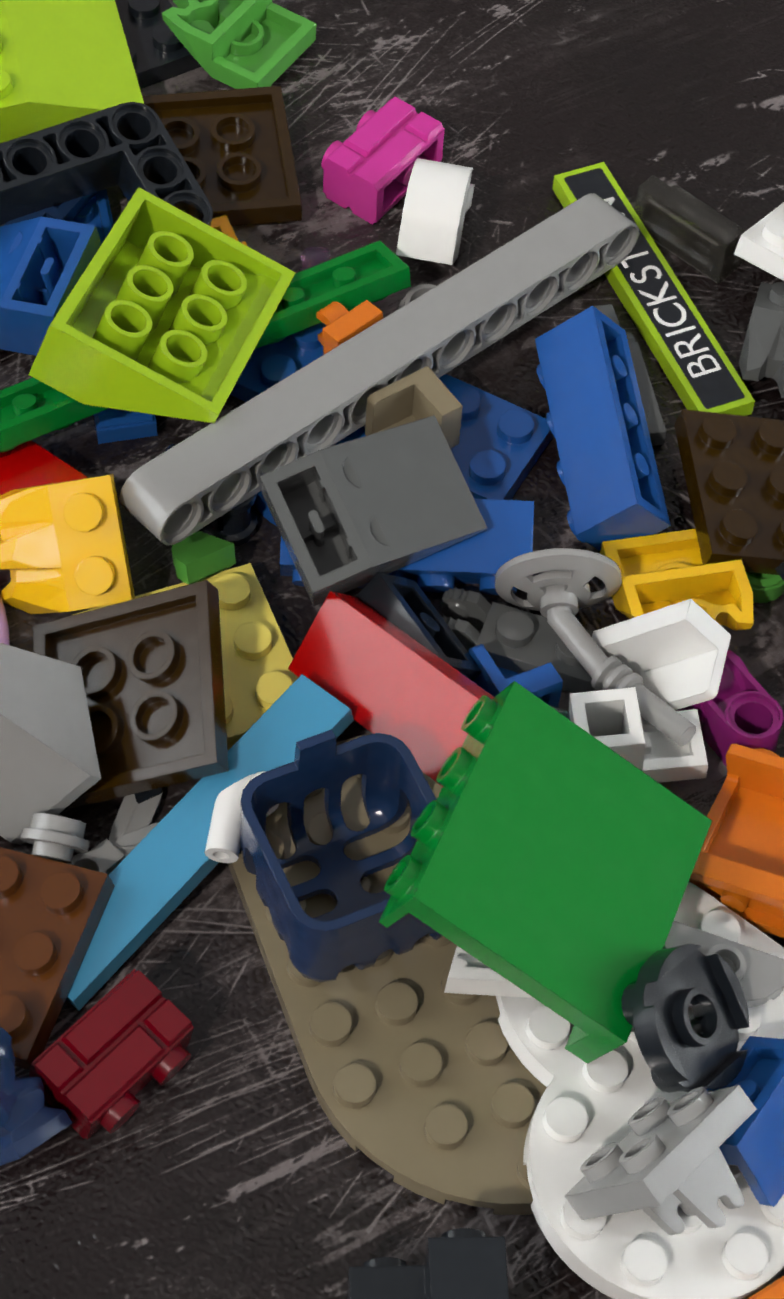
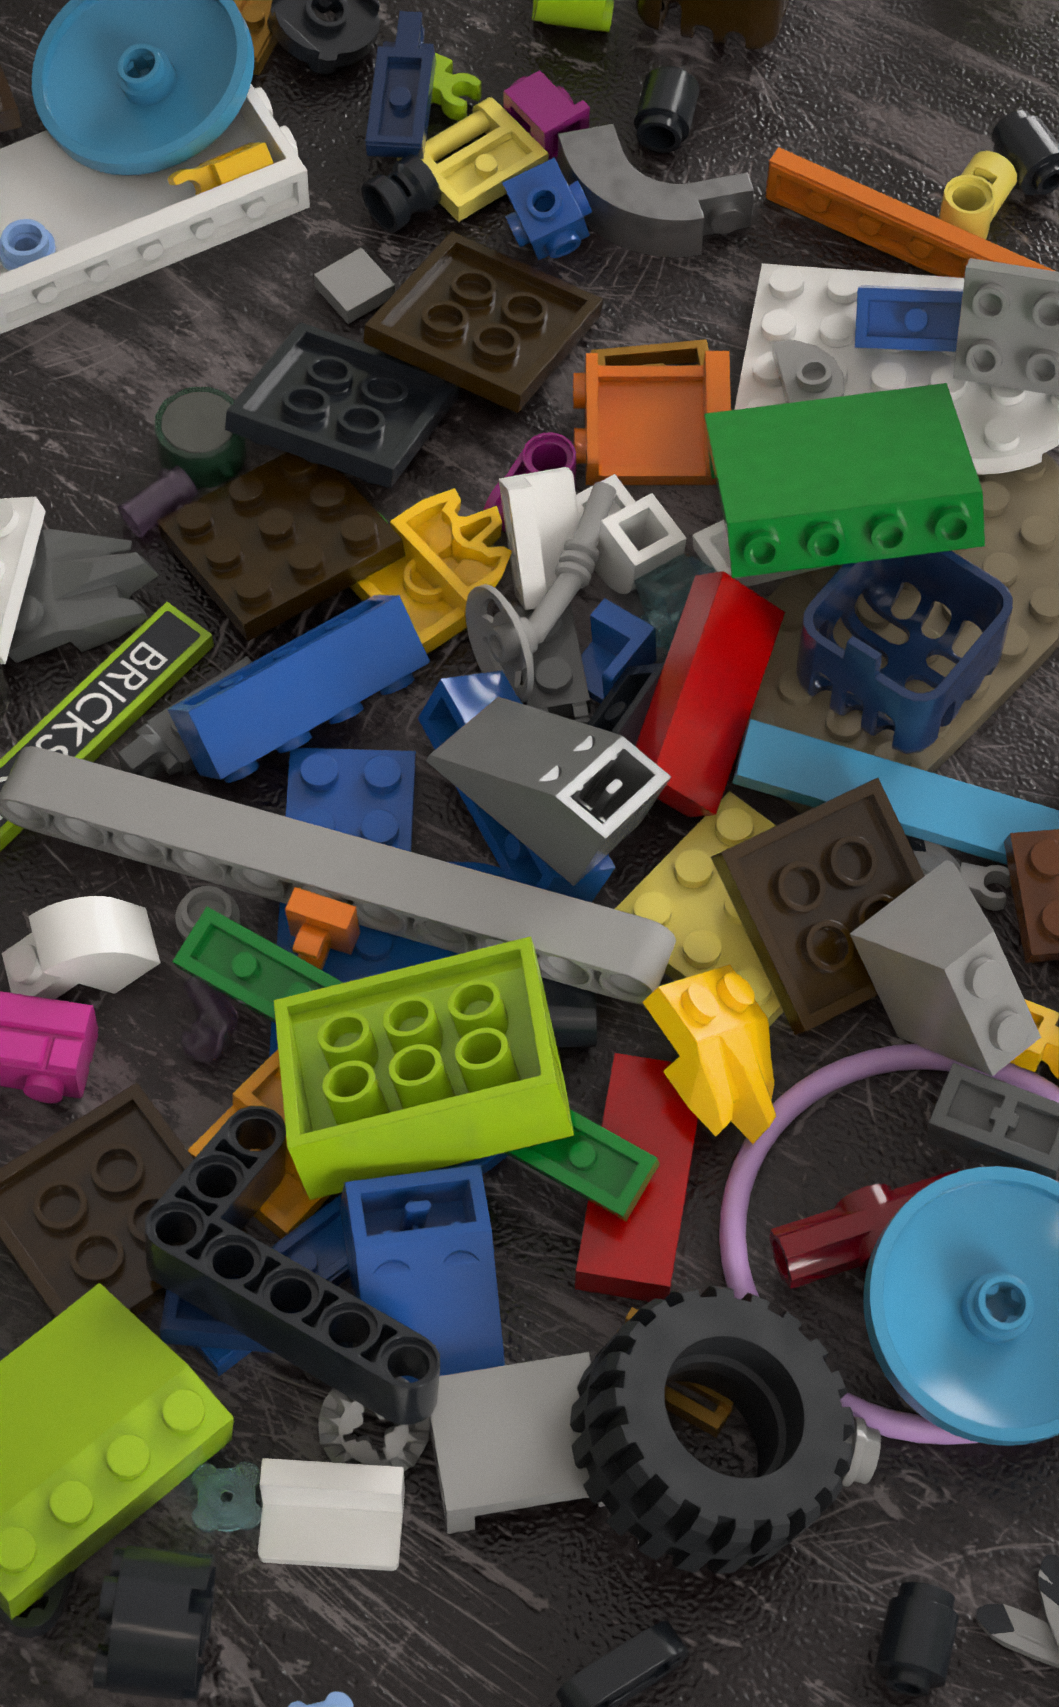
camera: 115 degrees left, 5 degrees up
(55, 837) = (998, 898): light grey plate -> none
(225, 827) = (896, 760): white arm -> none
(413, 399) = (375, 818): dark tan panel -> none
(657, 1006) = (899, 359): black plate -> none

